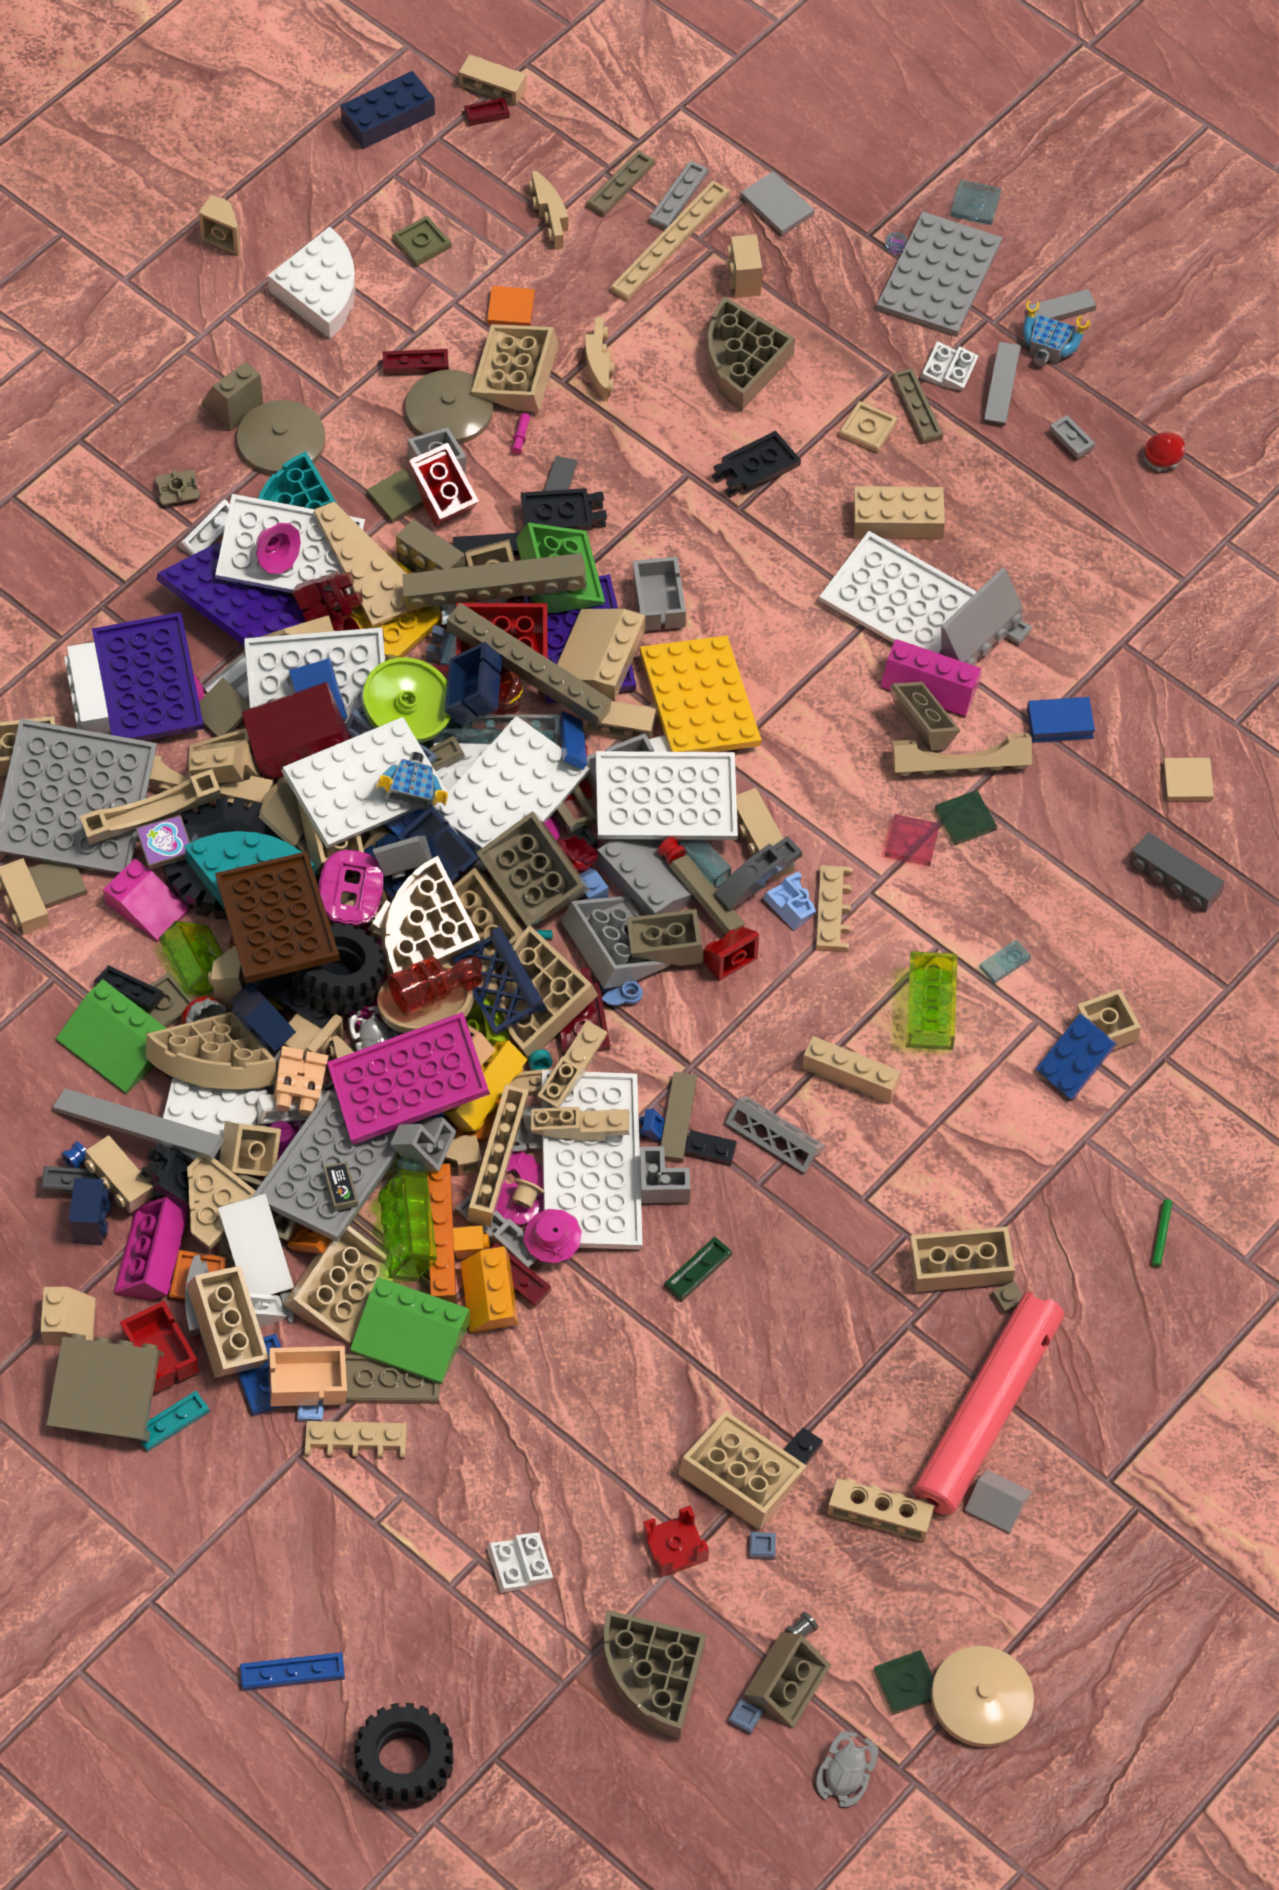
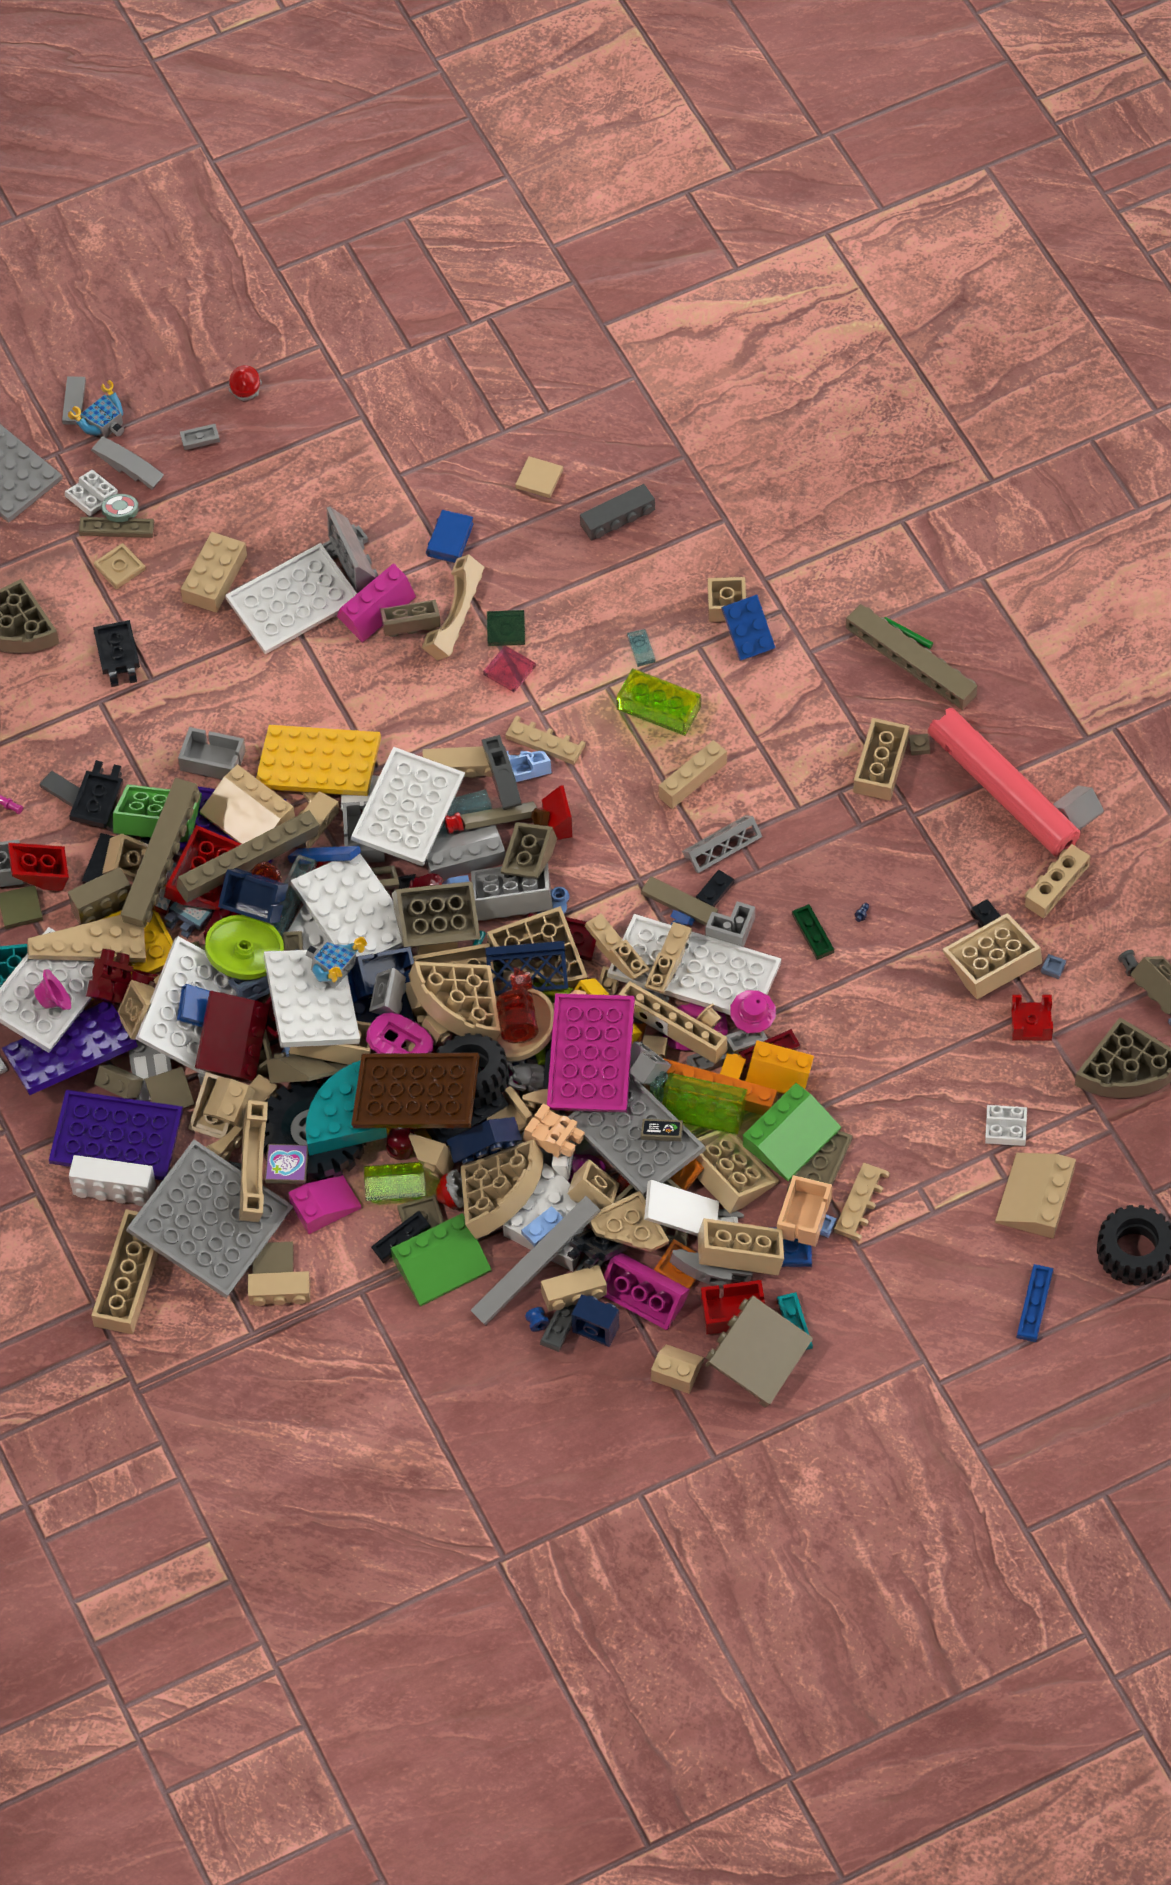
camera: 65 degrees left, 0 degrees up
(180, 1112) = (541, 1226): none -> light blue plate
(212, 656) = (119, 1081): none -> dark tan brick
(438, 1626) = (1036, 1192): none -> tan slope
(540, 1060) = (593, 972): teal tile -> none
(715, 934) = (540, 816): none -> reddish brown tile
(744, 1311) = (861, 914): none -> dark blue piece
(940, 397) = (119, 507): none -> tile
(1126, 1247) = (911, 656): none -> dark tan brick

